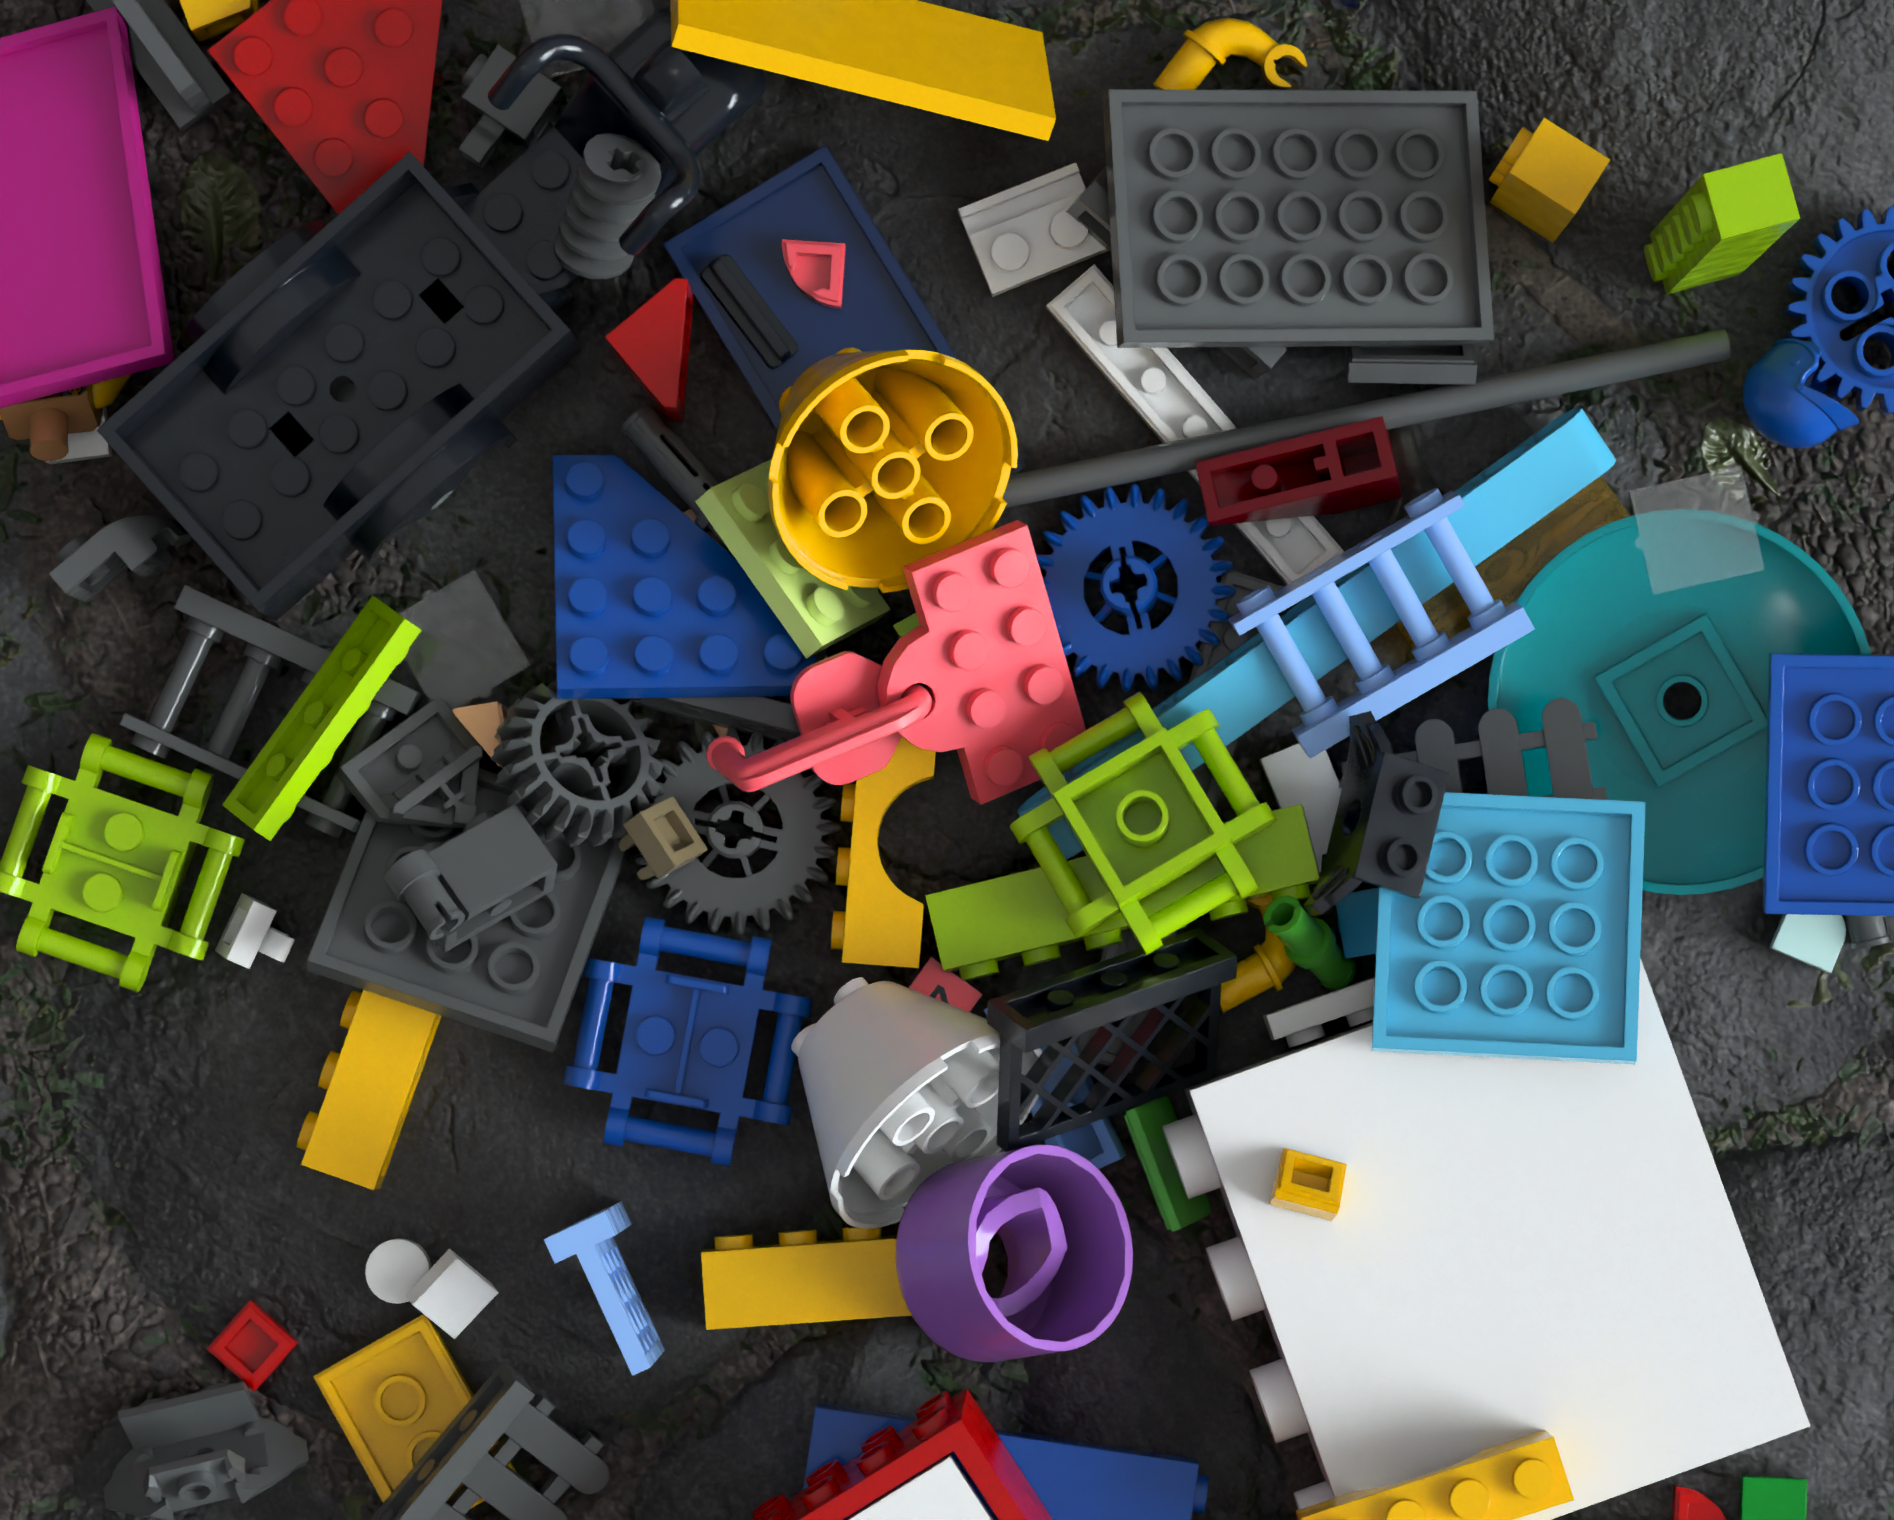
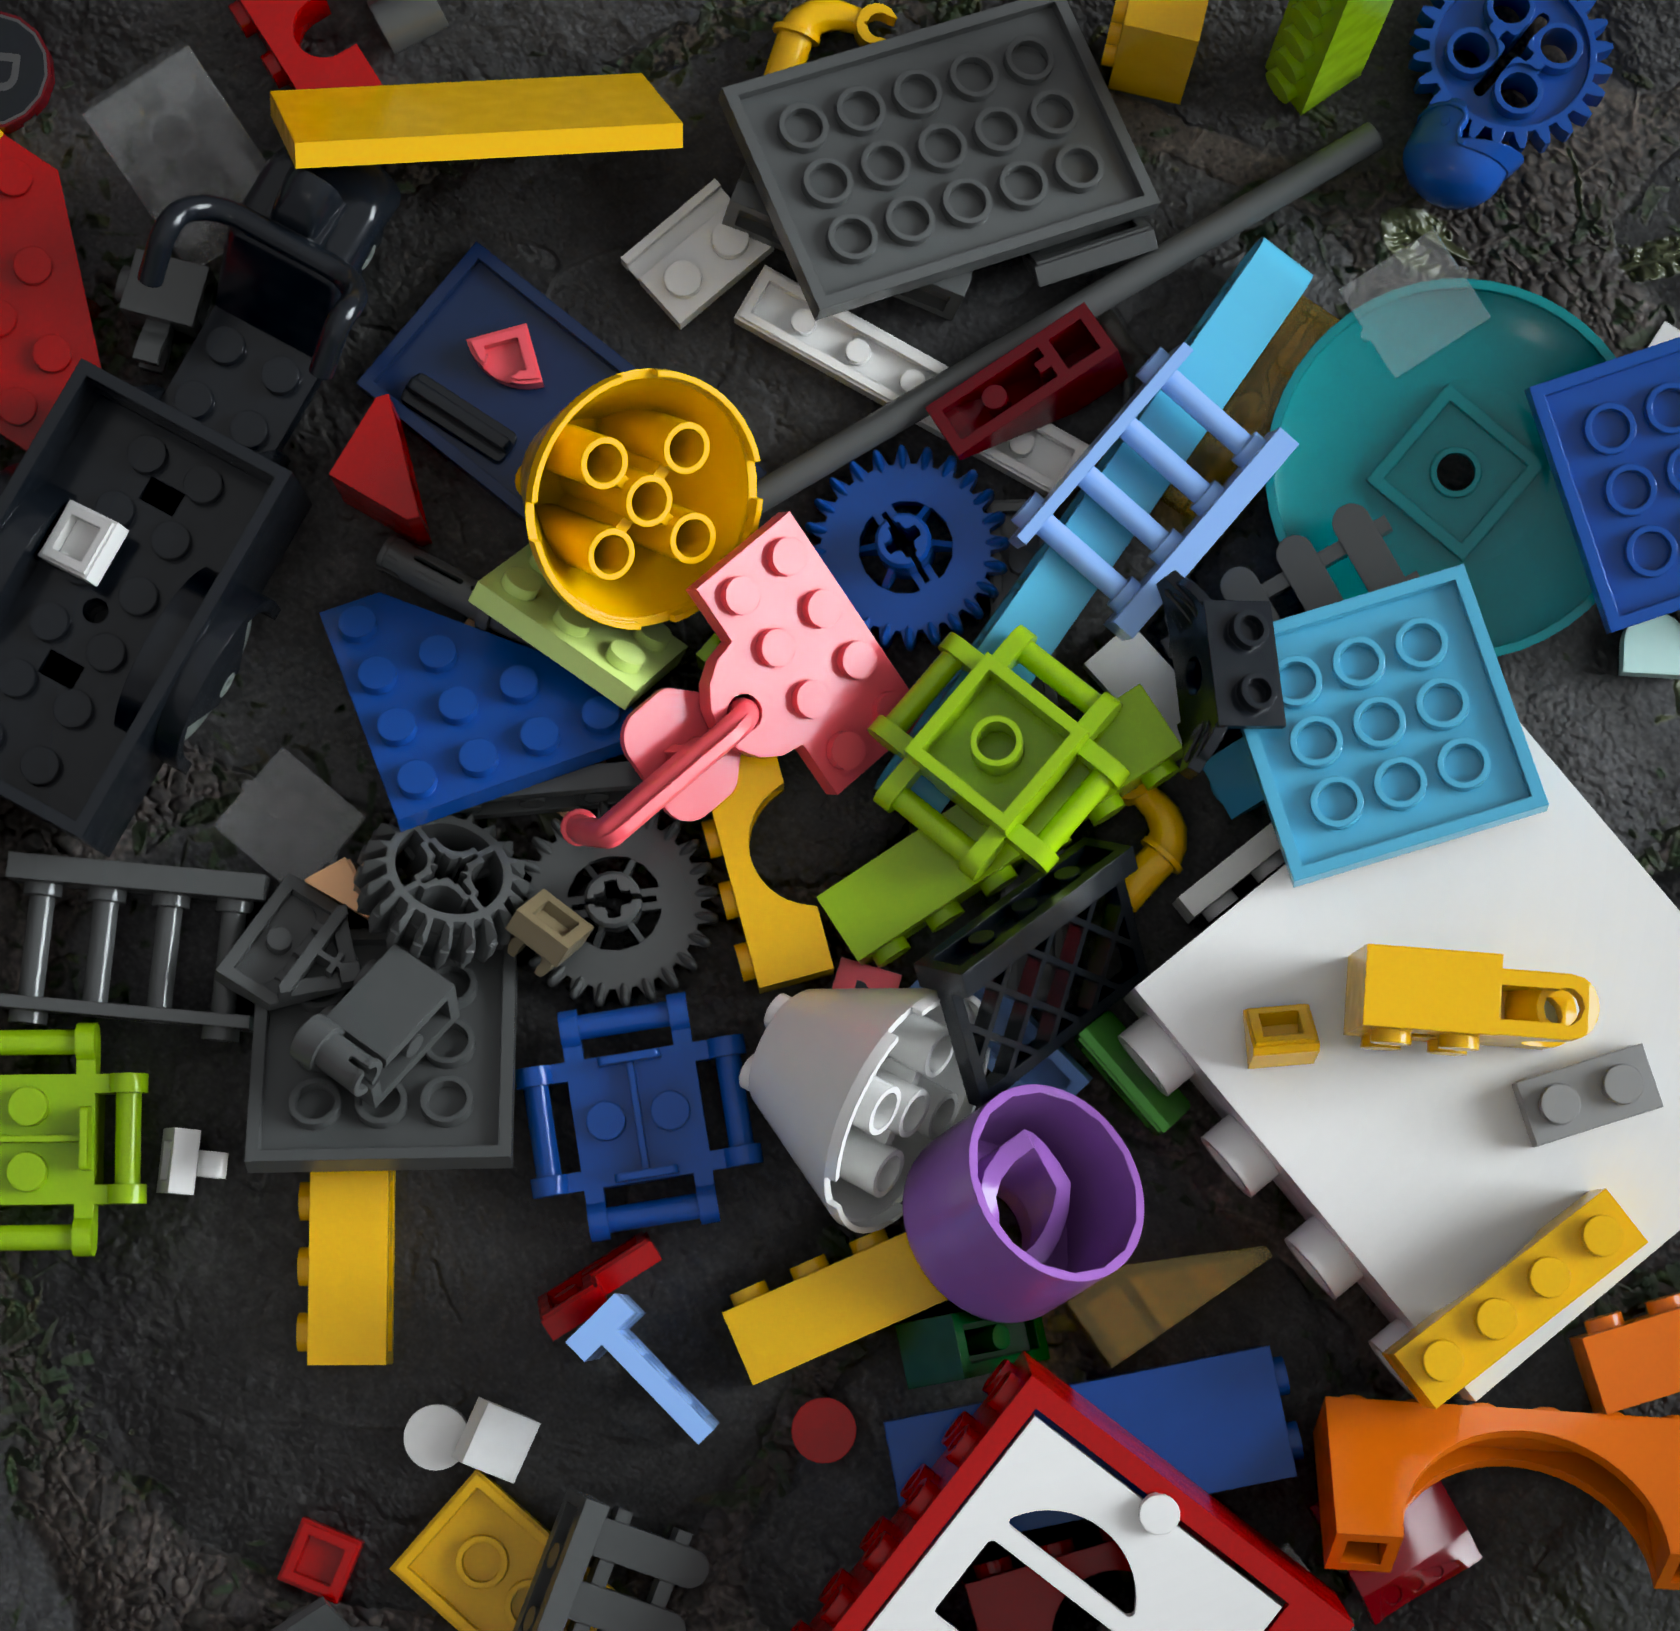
camera: 25 degrees left, 5 degrees down
(321, 718) = (181, 928): lime plate -> none
(352, 324) = (83, 543): none -> white tile
(578, 1188) = (587, 1290): none -> red tile
(607, 195) = (284, 334): dark grey piece -> none
(758, 1392) = (823, 1430): none -> red tile
(908, 1363) = (964, 1346): none -> dark green slope
(1113, 1379) = (1152, 1296): none -> clear yellow slope
(1309, 942) = (1193, 814): bright green pin -> none
(1481, 1216) = (1460, 1001): none -> yellow brick
(1575, 1341) = (1587, 1095): none -> light grey plate

